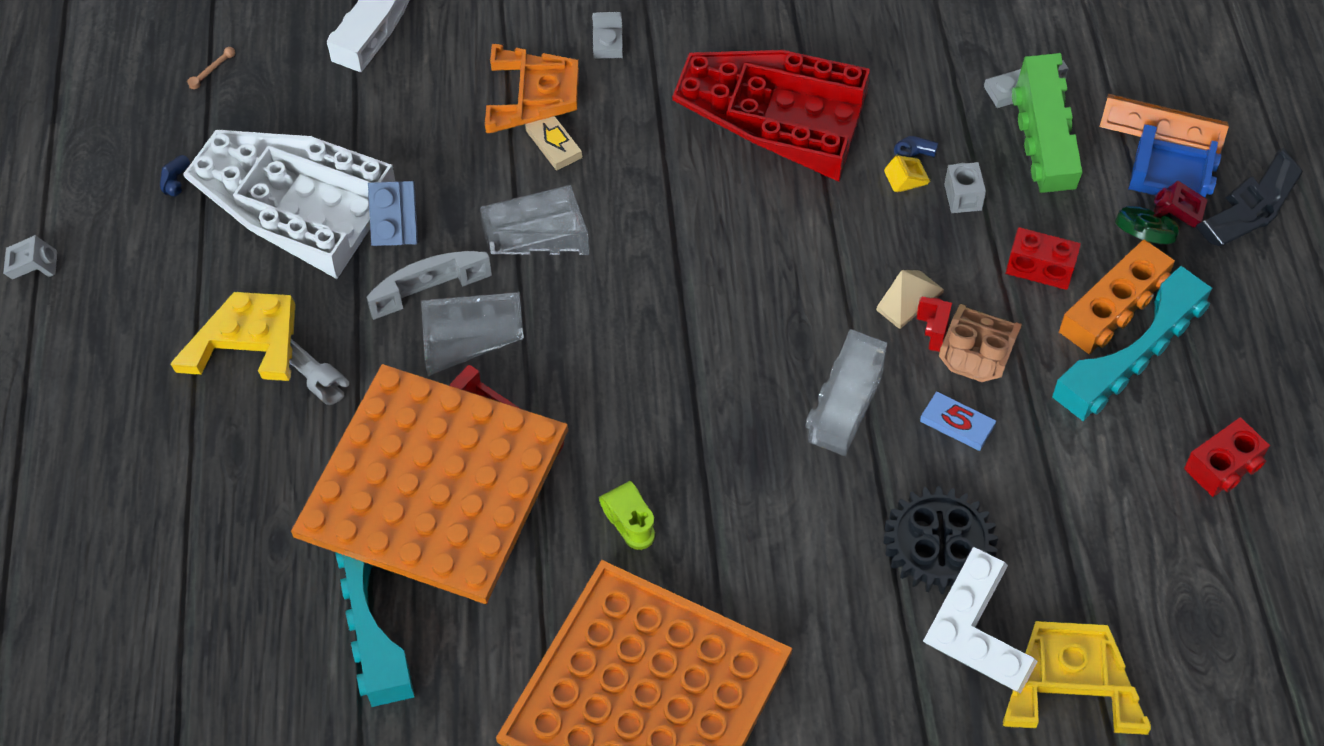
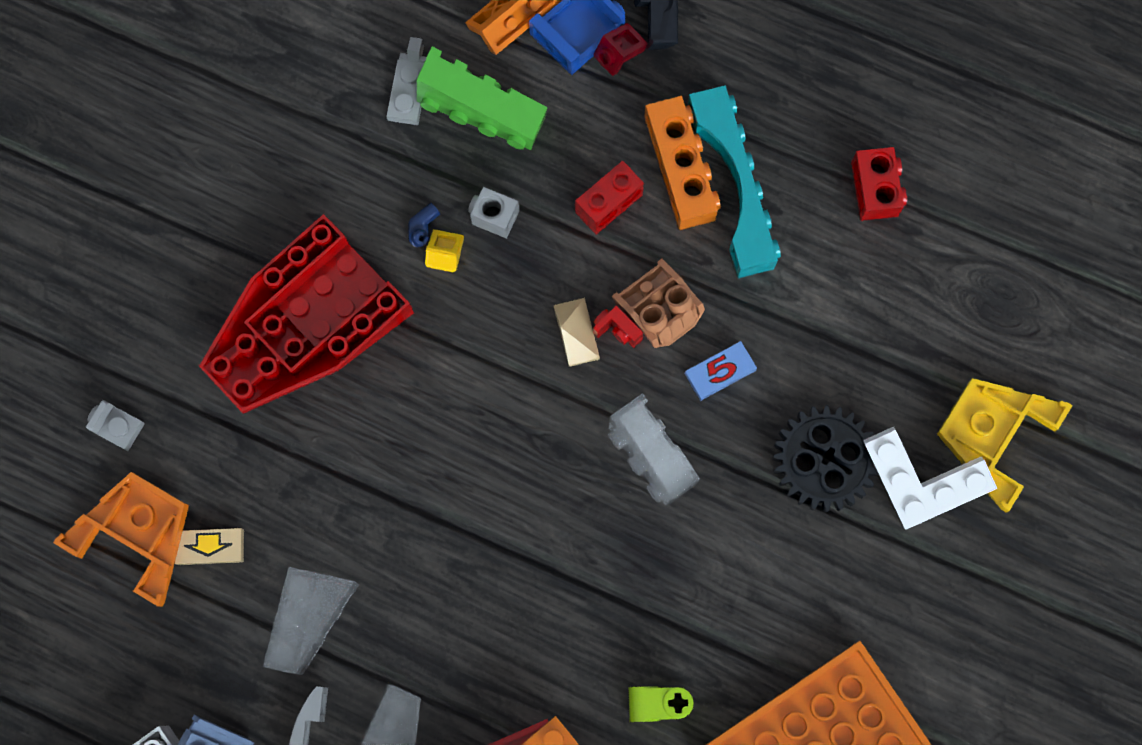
camera: 60 degrees left, 20 degrees up
(1144, 225) = (628, 90): dark green tile -> none

